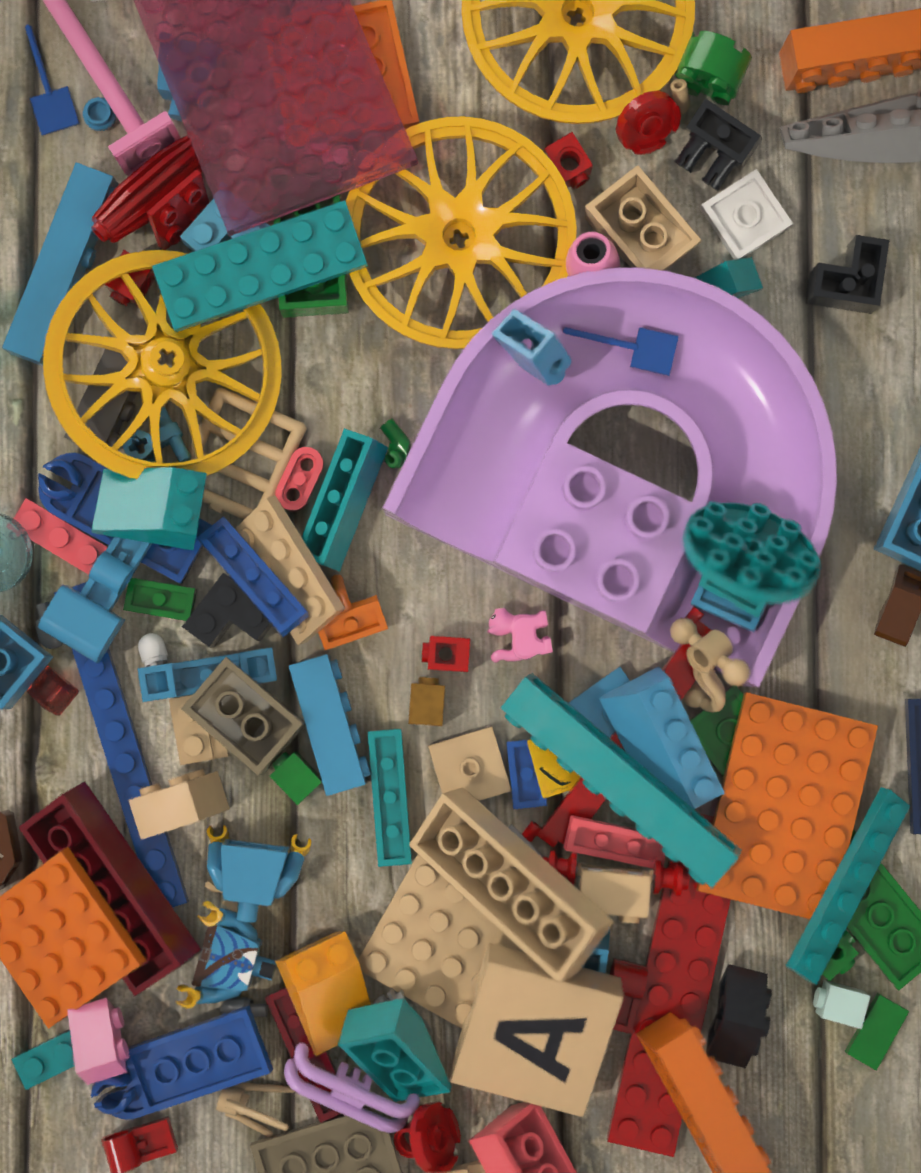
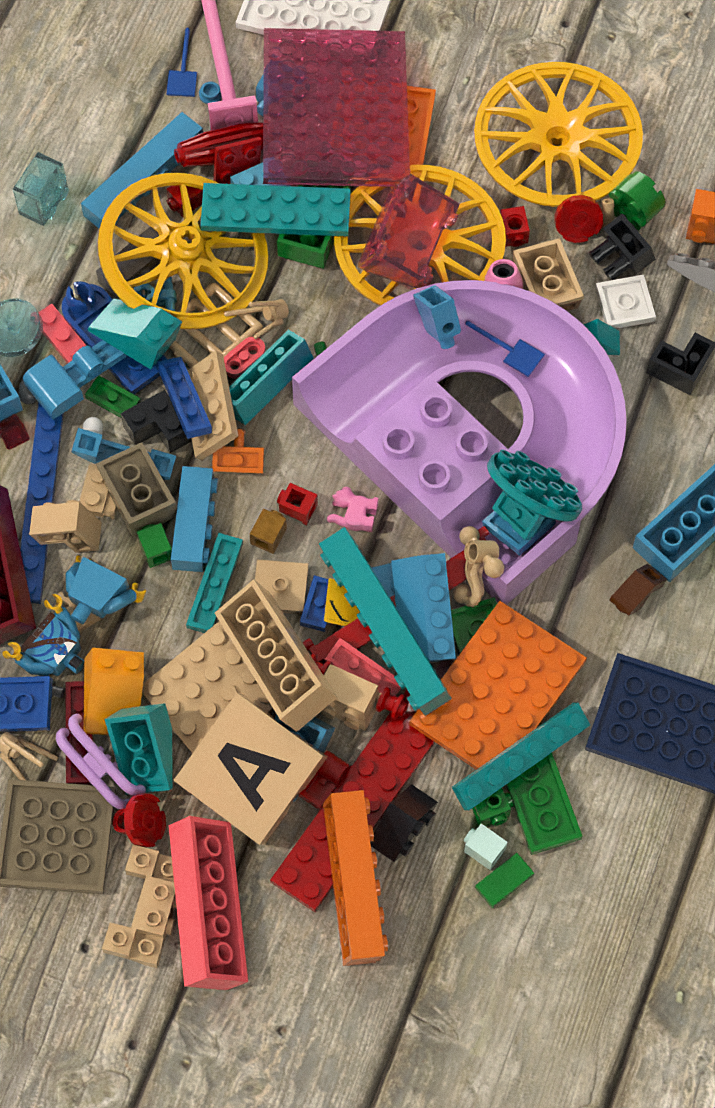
camera: 25 degrees right, 20 degrees down
(310, 402) = (272, 310): none -> tan plant
(445, 242) = (408, 233): none -> clear pink windscreen

